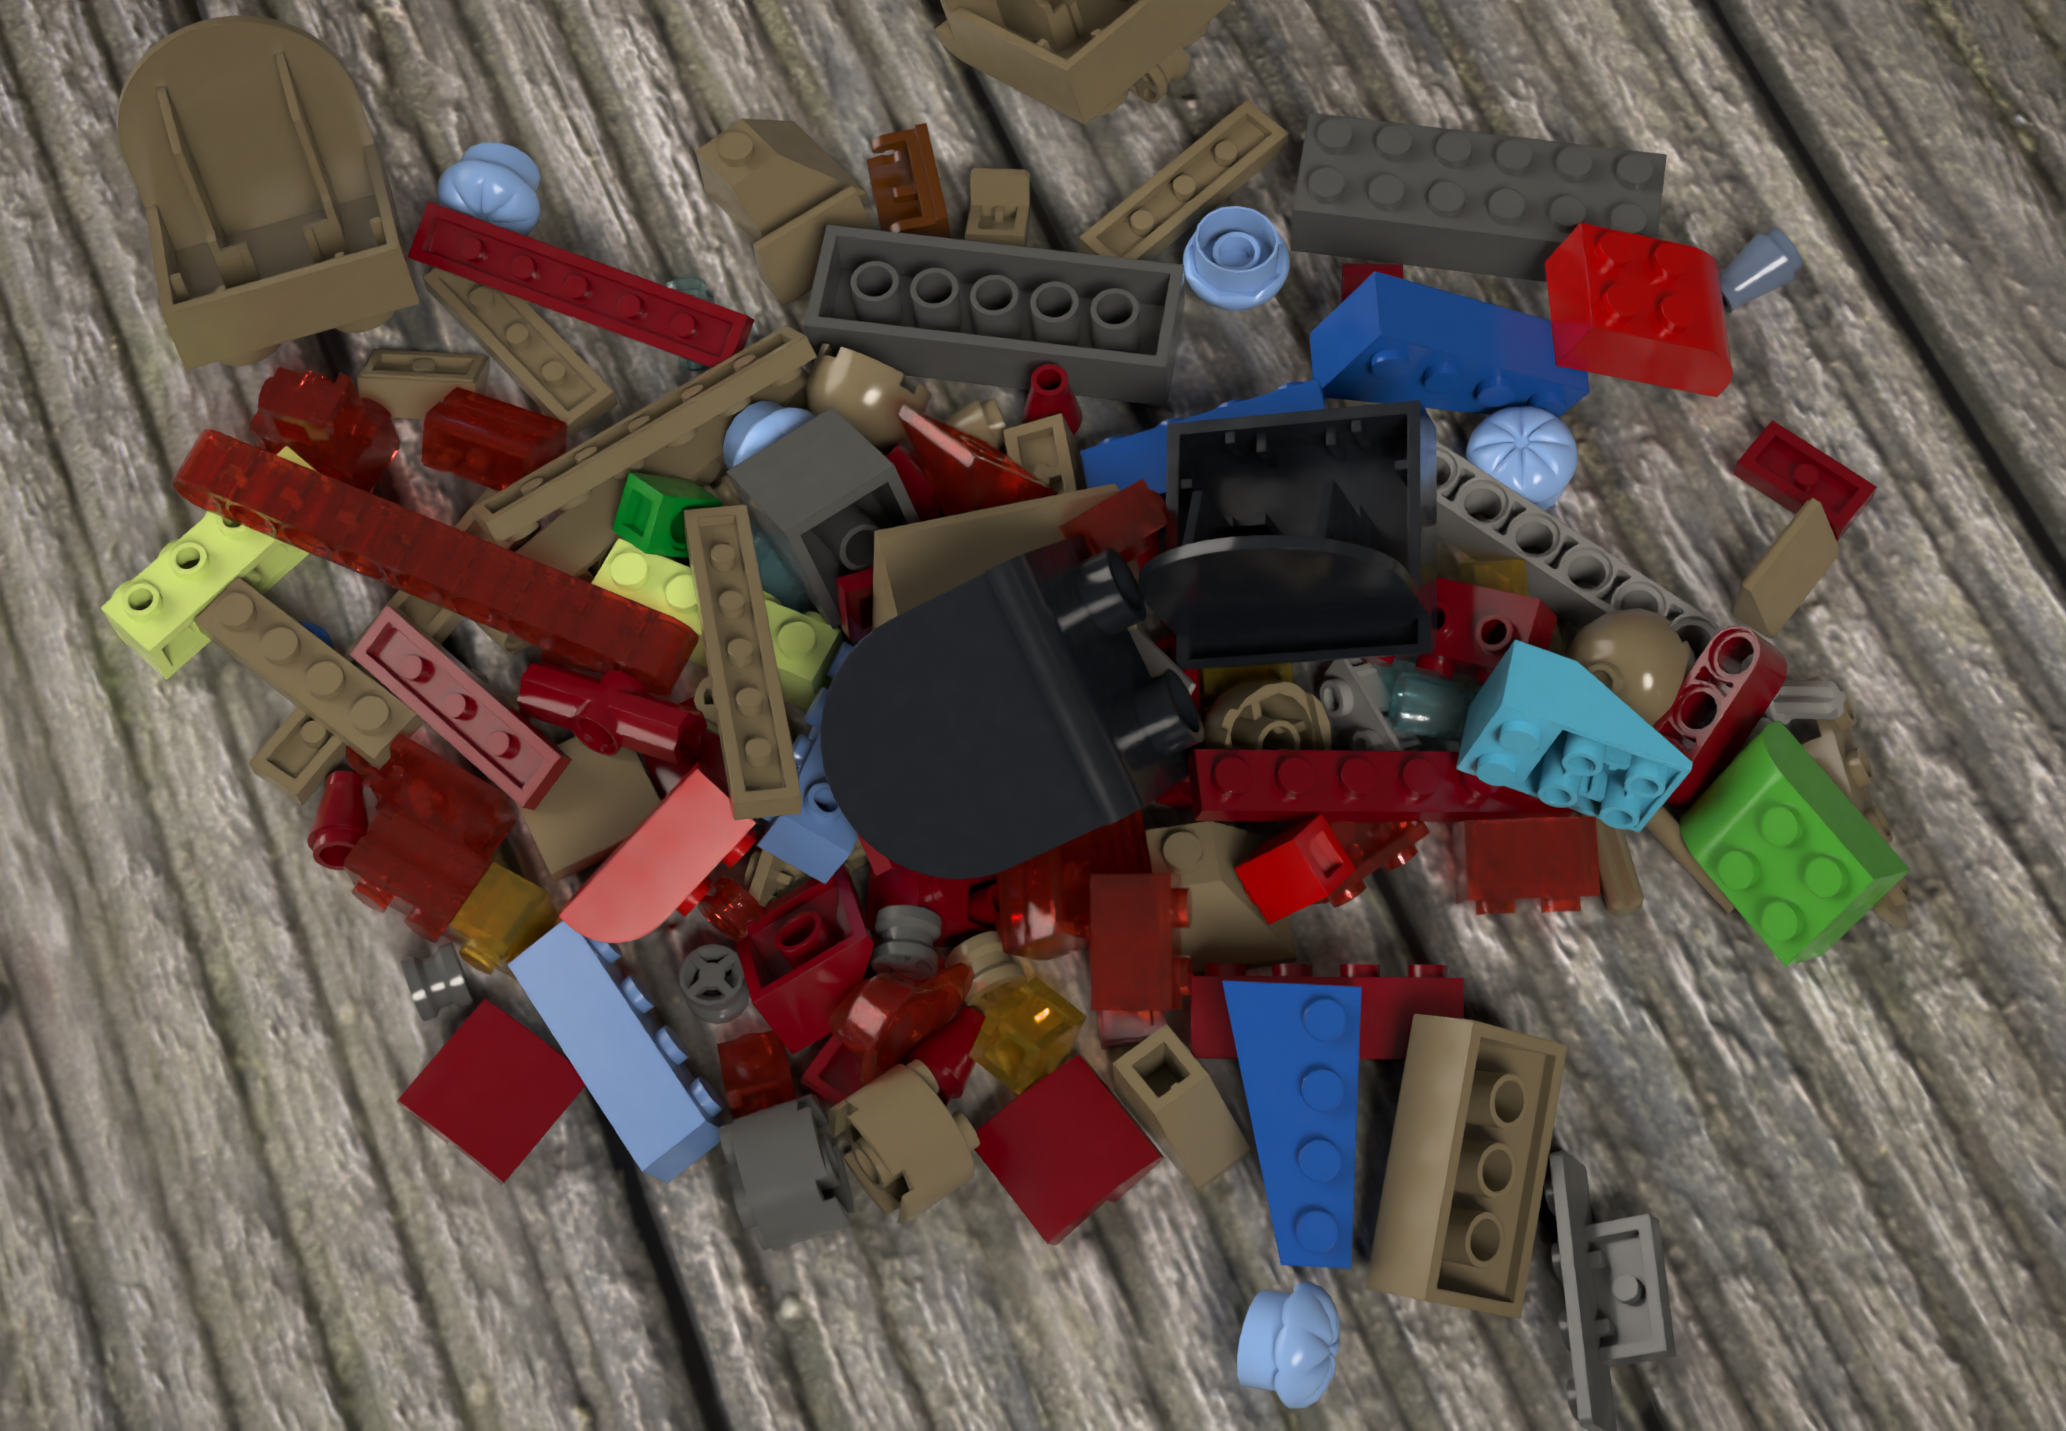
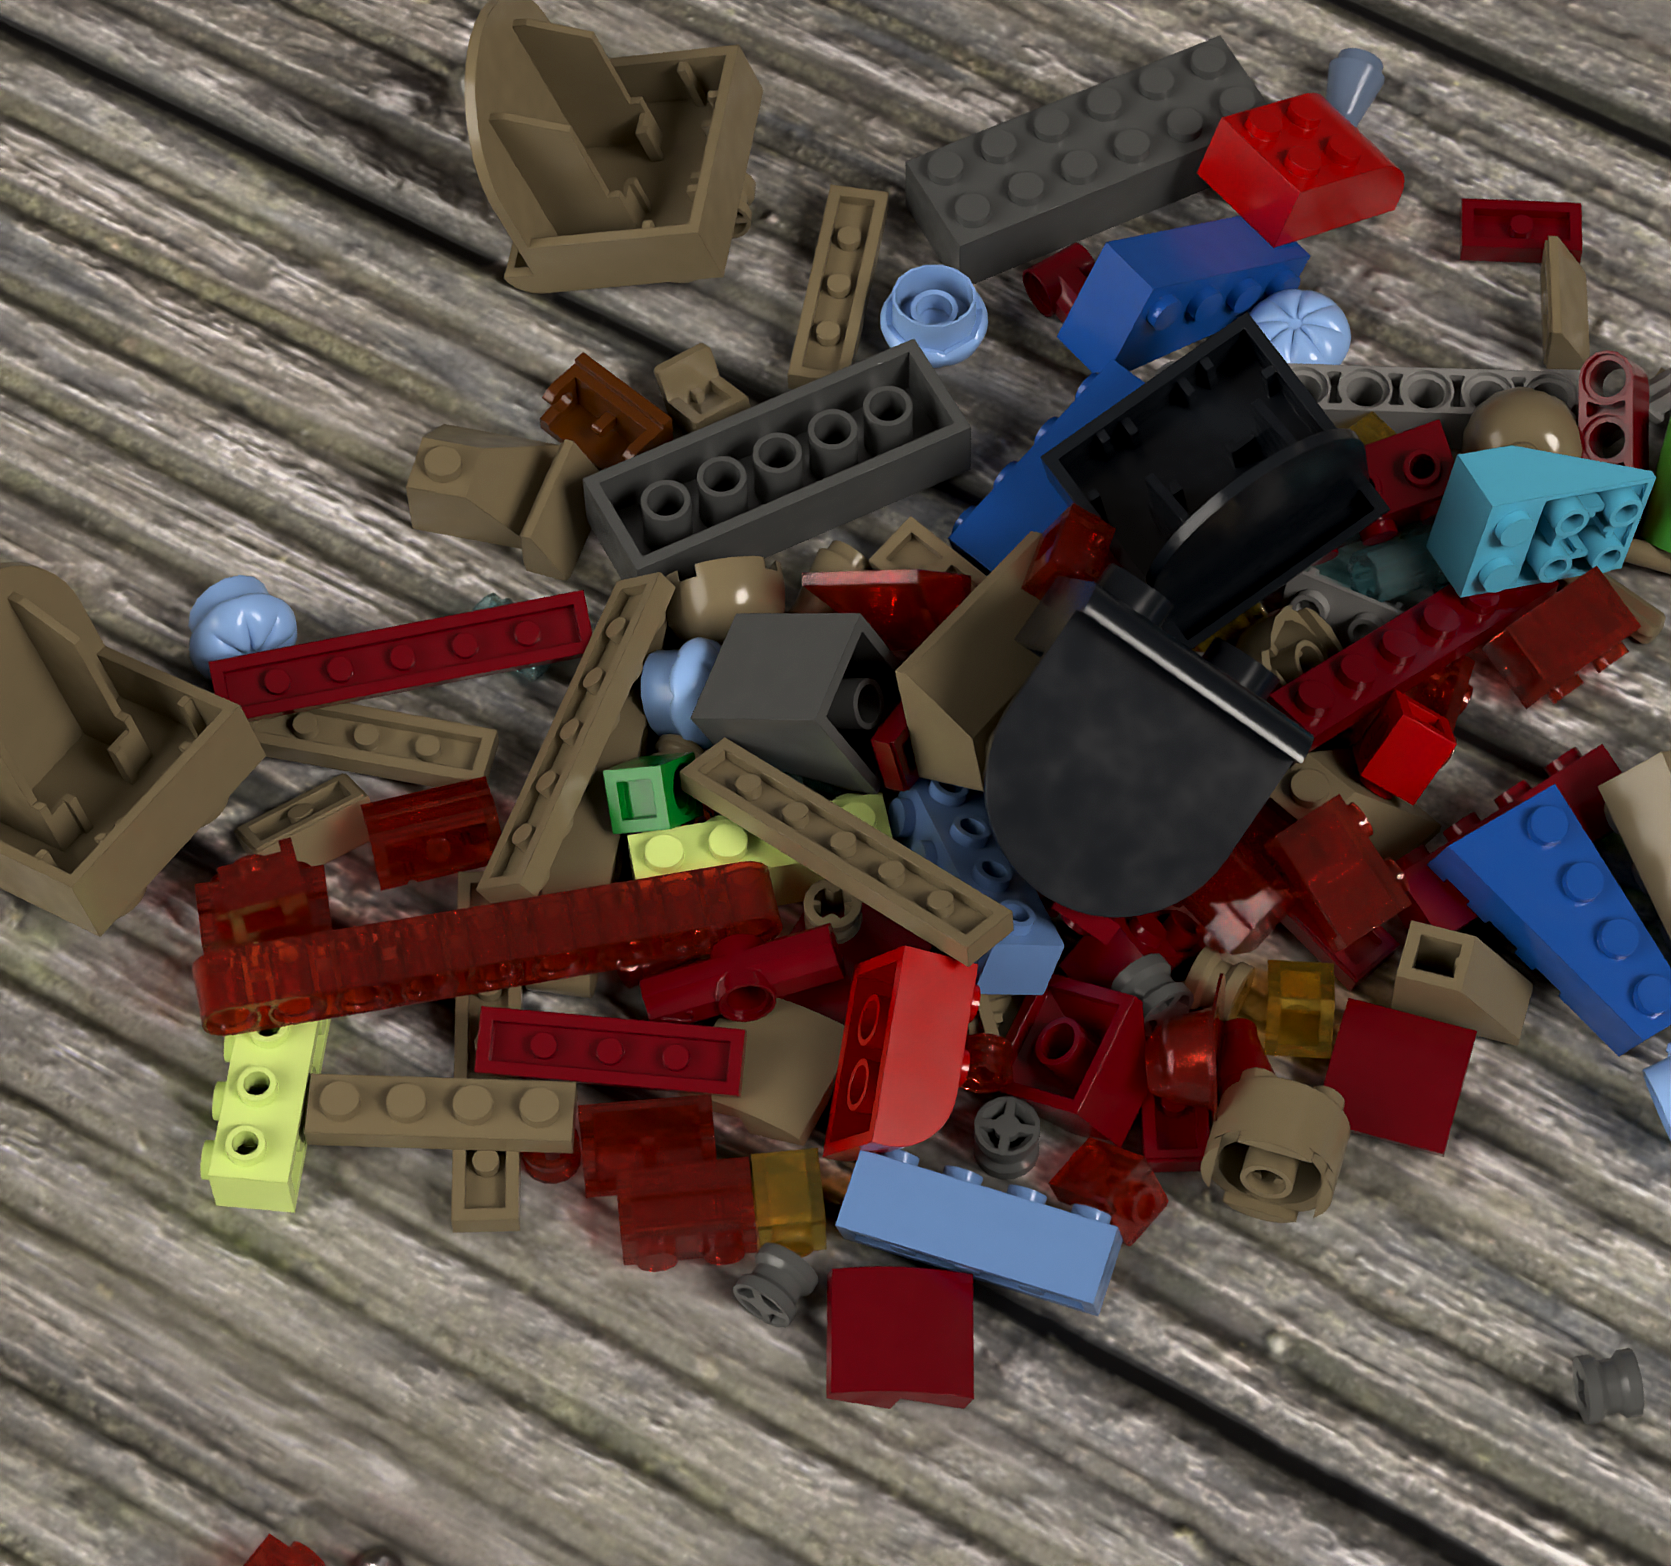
camera: 40 degrees left, 5 degrees down
(339, 819) = (576, 1221): dark red cone -> none
(789, 1174) = (1208, 1229): dark grey brick -> none
(1050, 396) = (880, 515): dark red cone -> none

